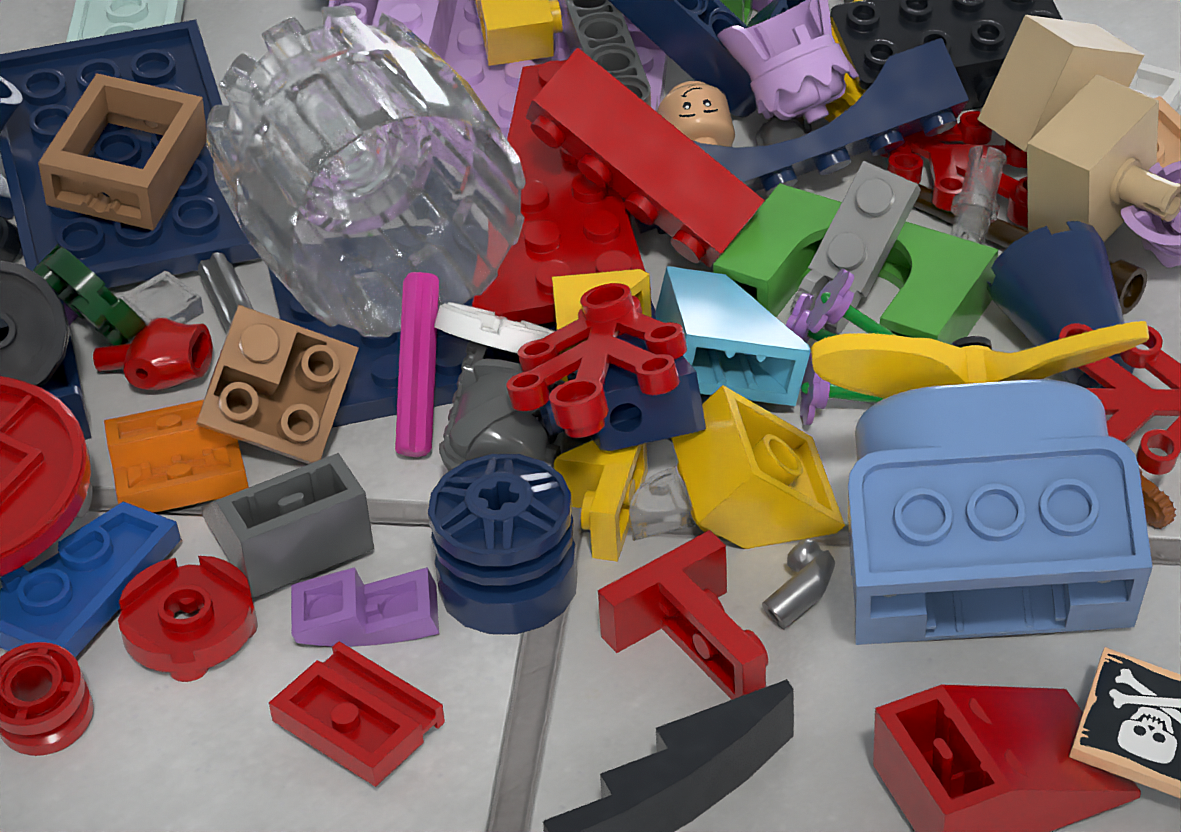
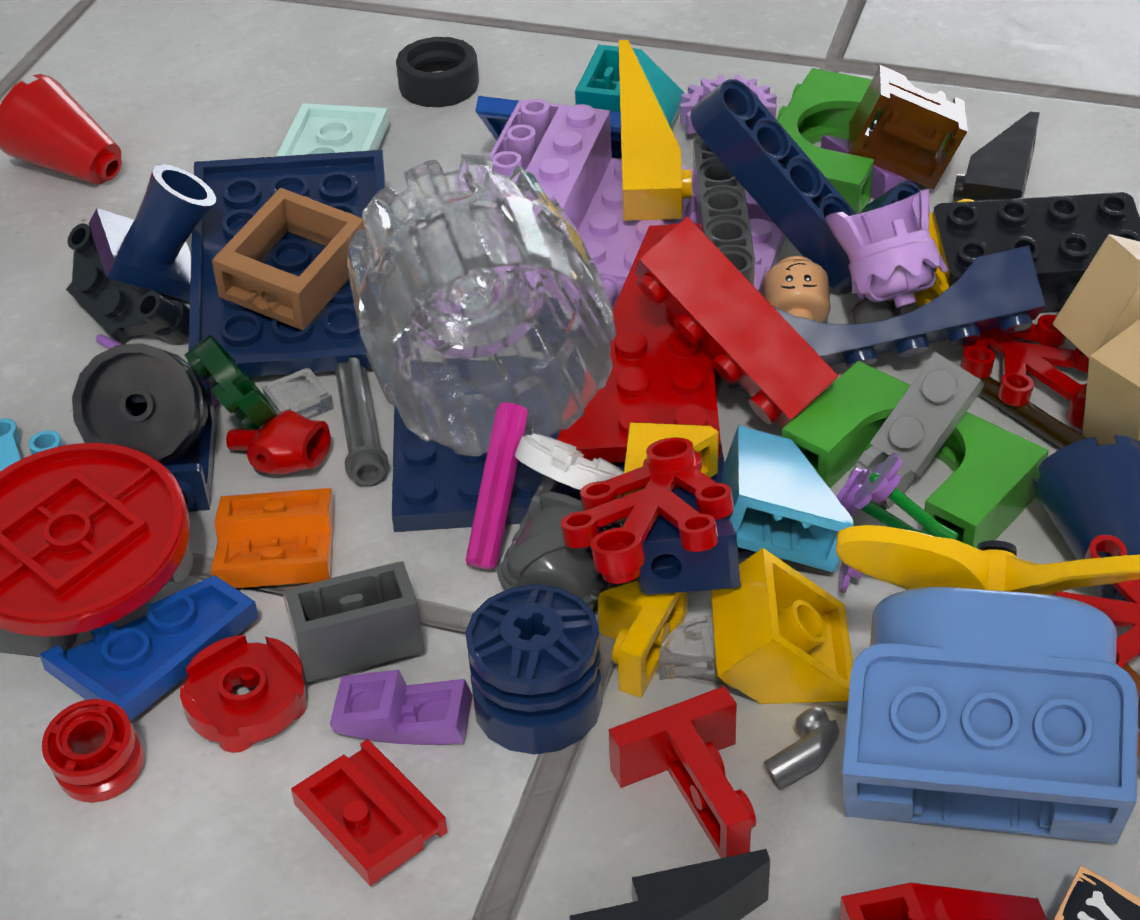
camera: 10 degrees right, 0 degrees up
(277, 385) = (368, 488): medium nougat slope -> none
(976, 203) = (1037, 402): clear pin -> none

